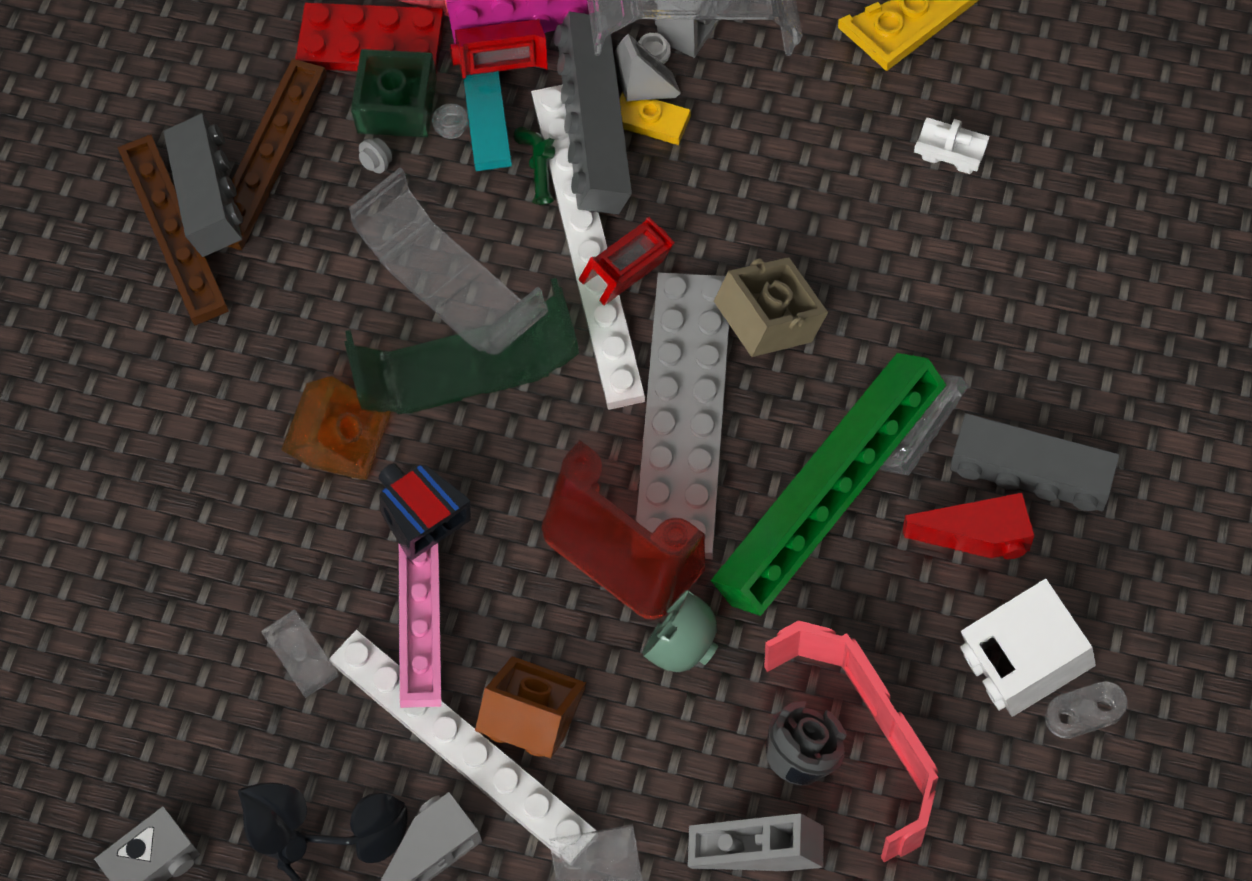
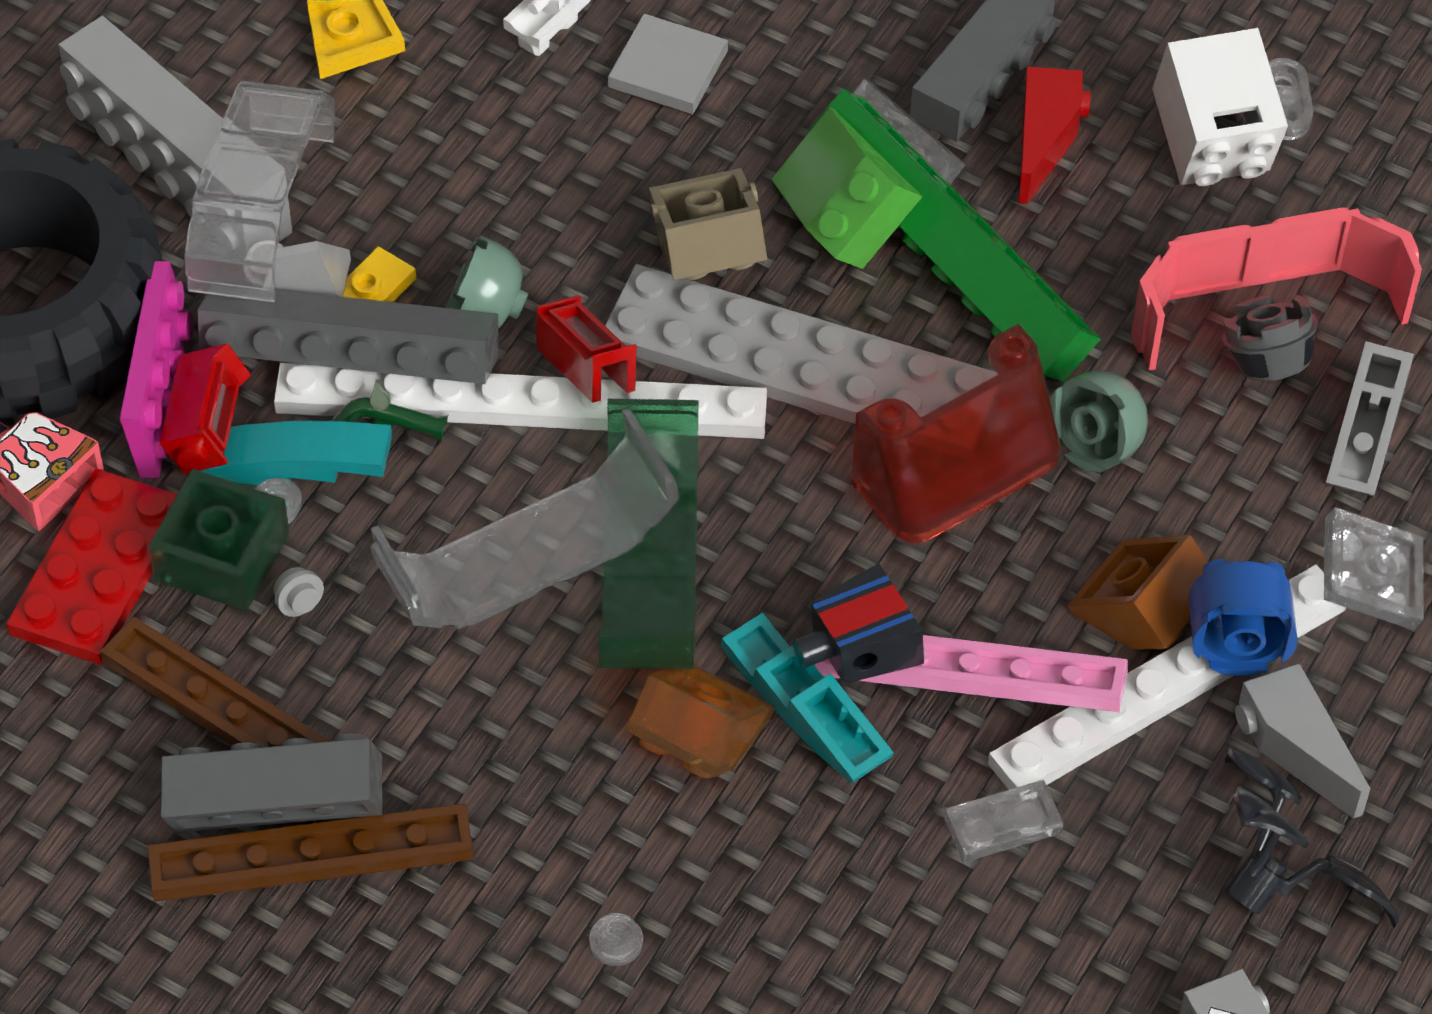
camera: 80 degrees left, 10 degrees down
(148, 428) = (616, 939): none -> clear plate
(358, 505) = (806, 700): none -> teal slope
(494, 772) = (1242, 616): none -> blue brick
(664, 183) = (489, 282): none -> sand green cylinder
(838, 393) = (844, 190): none -> bright green slope
(943, 244) = (668, 63): none -> light grey tile

